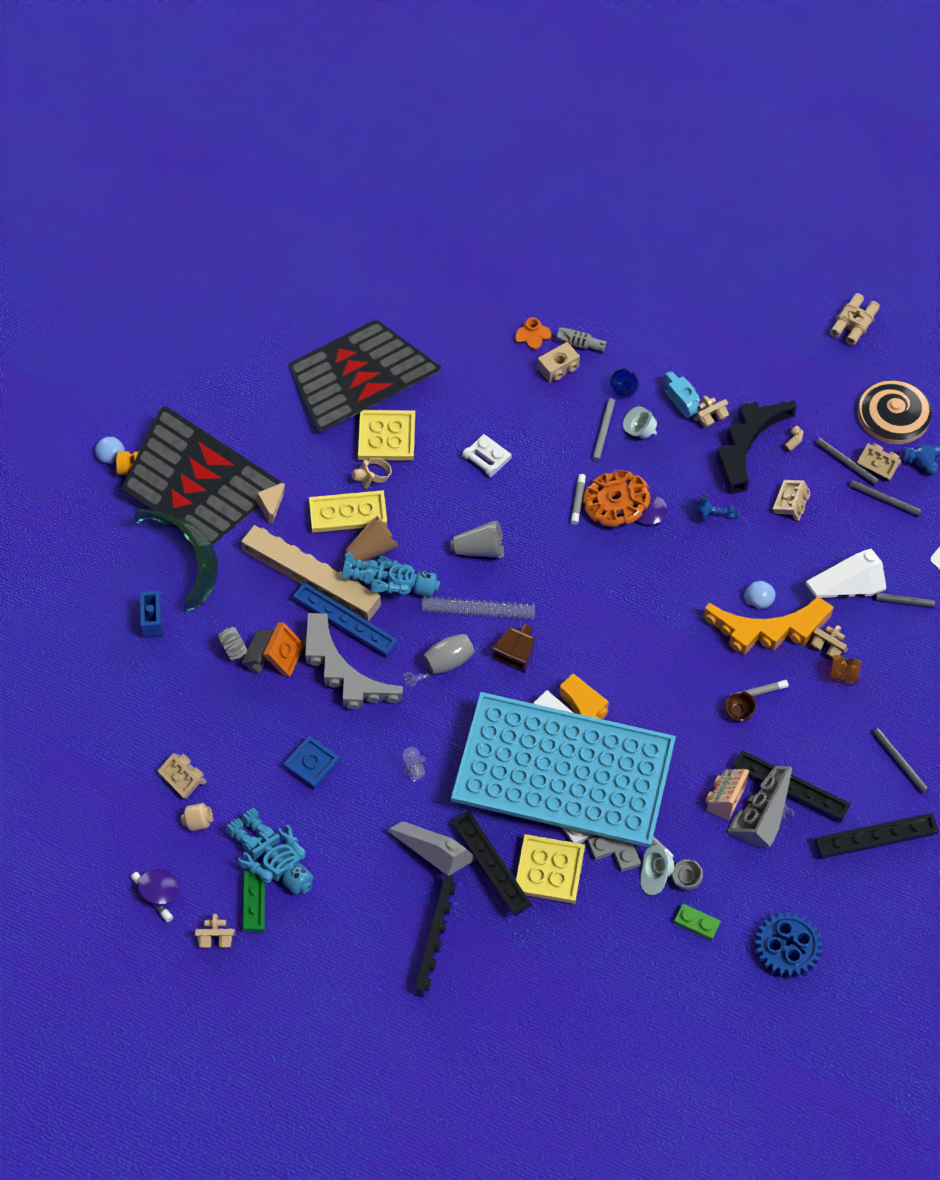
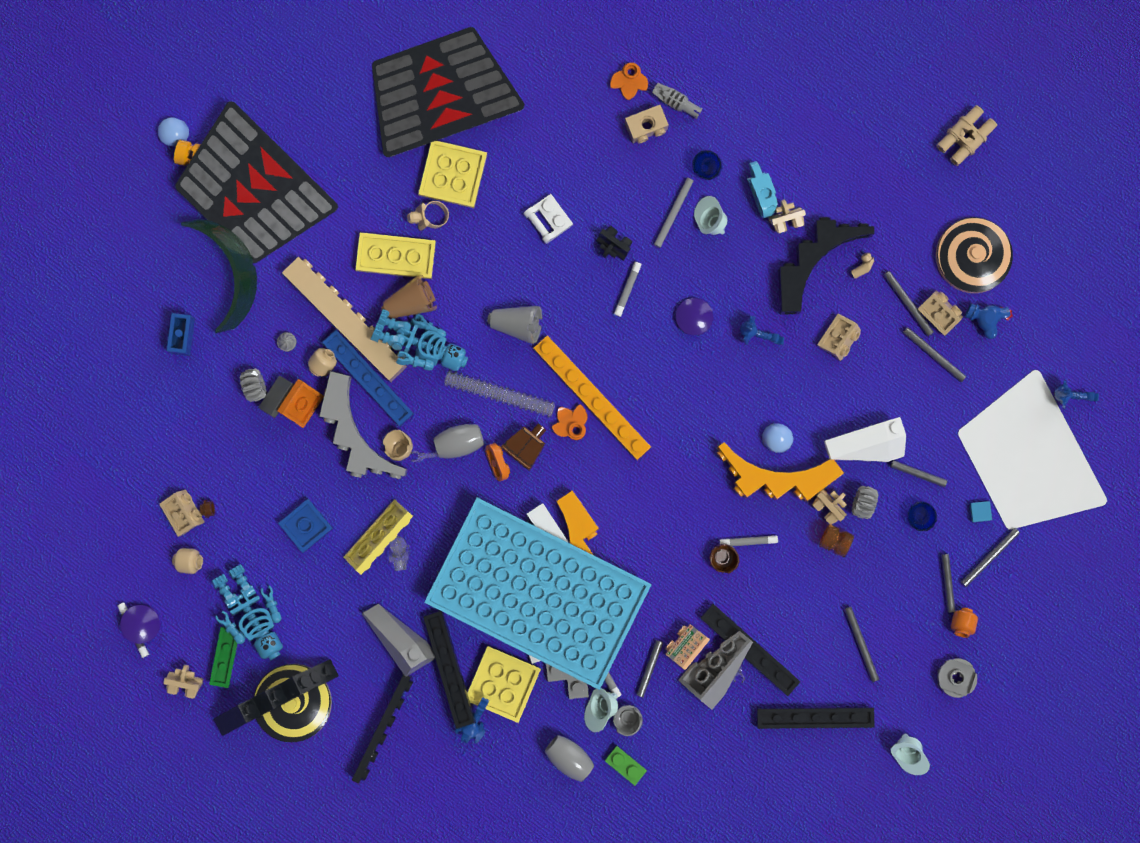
camera: 10 degrees right, 25 degrees up
(208, 766) = (207, 508): none -> reddish brown plate
(257, 604) = (286, 341): none -> light grey plate
(270, 500) = (321, 228): tan slope -> none
(297, 612) = (322, 362): none -> tan head
(313, 919) = (275, 697): none -> black arch
(334, 933) = (299, 717): none -> dish
(388, 669) = (397, 445): none -> tan hair
(388, 753) = (378, 537): none -> light yellow plate
(491, 666) = (495, 457): none -> orange plate
(528, 917) = (474, 731): none -> blue piece
(553, 619) = (569, 420): none -> orange plate
(554, 463) = (612, 245): none -> black hips
(570, 596) = (592, 397): none -> light orange plate
(611, 506) = (672, 308): orange plate -> none
(637, 922) = (569, 758): none -> light grey piece
(695, 826) = (649, 668): none -> flat silver bar
(797, 930) = (714, 795): blue gear -> none
(862, 629) = (865, 502): none -> light grey gear
(921, 632) = (922, 516): none -> clear blue hair

